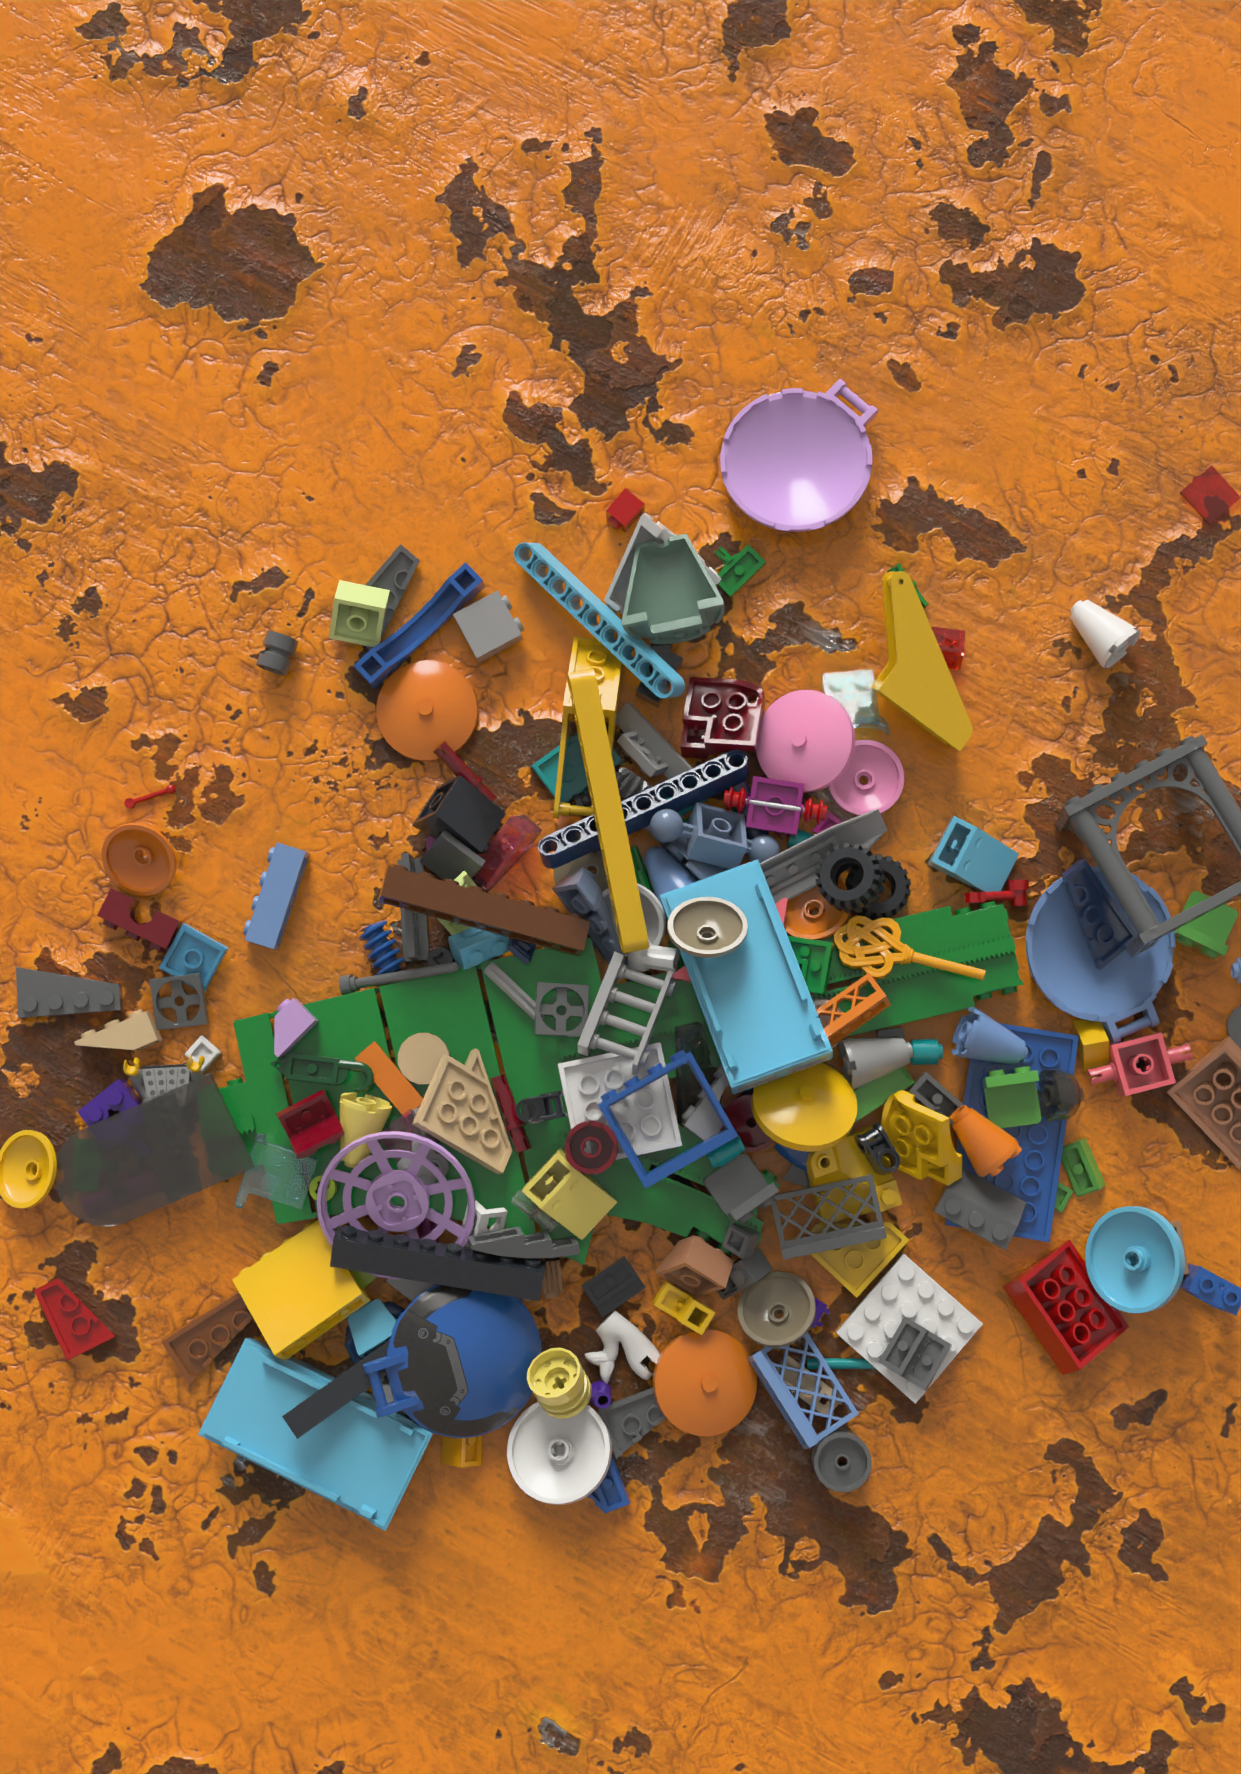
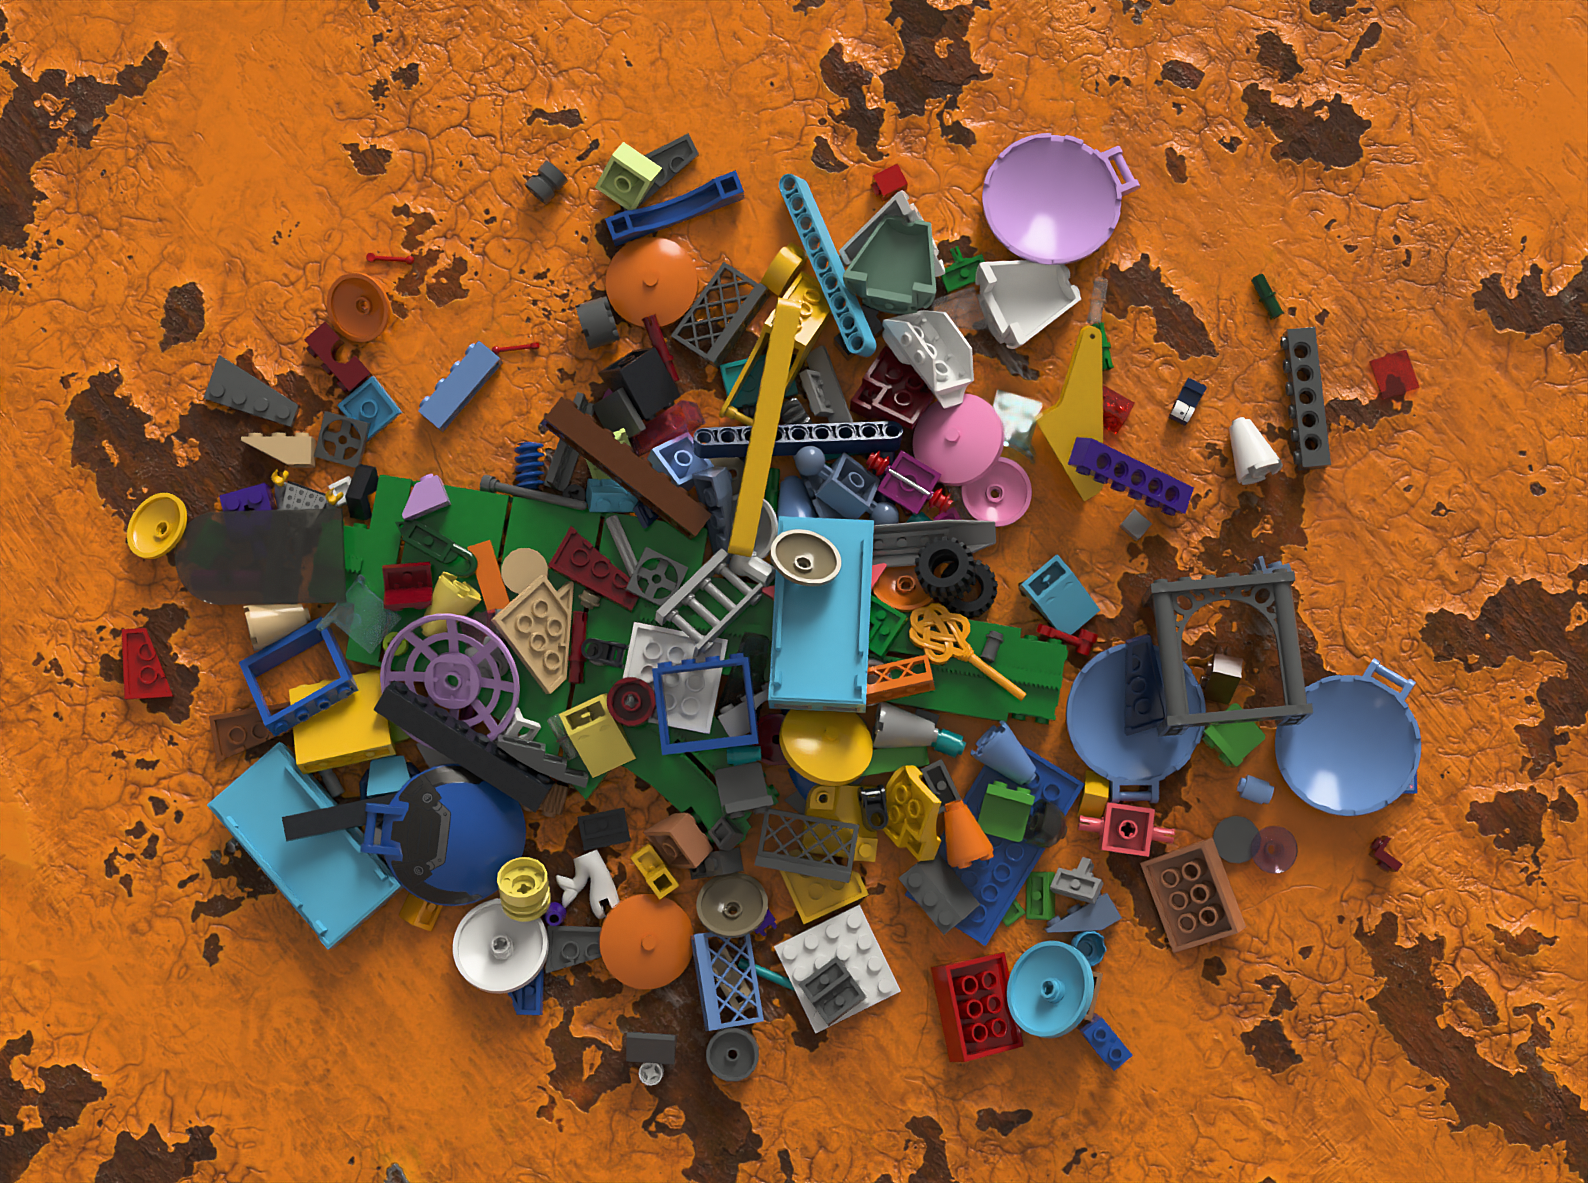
camera: 20 degrees right, 0 degrees up
(188, 1217) = (272, 622): none -> tan cone
(211, 1239) = (282, 651): none -> blue window
(219, 1038) = (362, 484): none -> black slope
(298, 843) = (497, 350): none -> red hinge
(316, 1356) = (331, 782): none -> light grey piece
(390, 774) = (597, 322): none -> dark grey brick
(489, 626) = (733, 232): light grey brick -> none
(490, 1028) = (589, 568): none -> dark red wing
(501, 1059) = (589, 599): none -> dark tan plate
(532, 716) = (738, 322): none -> dark grey fence
(532, 880) = (678, 461): none -> light blue slope
(555, 641) = (784, 268): none -> yellow brick
(745, 661) = (934, 350): none -> white slope
(751, 610) = (962, 309): none -> clear wing
(756, 1489) = (651, 1047): none -> dark grey slope
(767, 1518) = (651, 1073): none -> white wheel
(809, 572) = (1023, 298): none -> white cone
(884, 543) = (1097, 300): none -> clear axle
(929, 936) = (992, 645): none -> dark grey pin
(995, 706) = (1130, 475): none -> dark purple brick
(1016, 607) = (1187, 401): none -> dark blue leg
(1017, 753) = (1135, 525): none -> light grey slope
(1051, 469) = (1267, 296): none -> dark green axle
(1114, 1139) = (1078, 883): none -> light grey hinge
(1142, 1166) = (1086, 917): none -> sand blue slope
(1153, 1196) = (1090, 945): none -> dark azure hair
(1160, 585) = (1306, 341): none -> dark grey brick
(1160, 743) = (1260, 565): none -> sand blue bracket
(1170, 869) = (1221, 676): none -> reddish brown brick

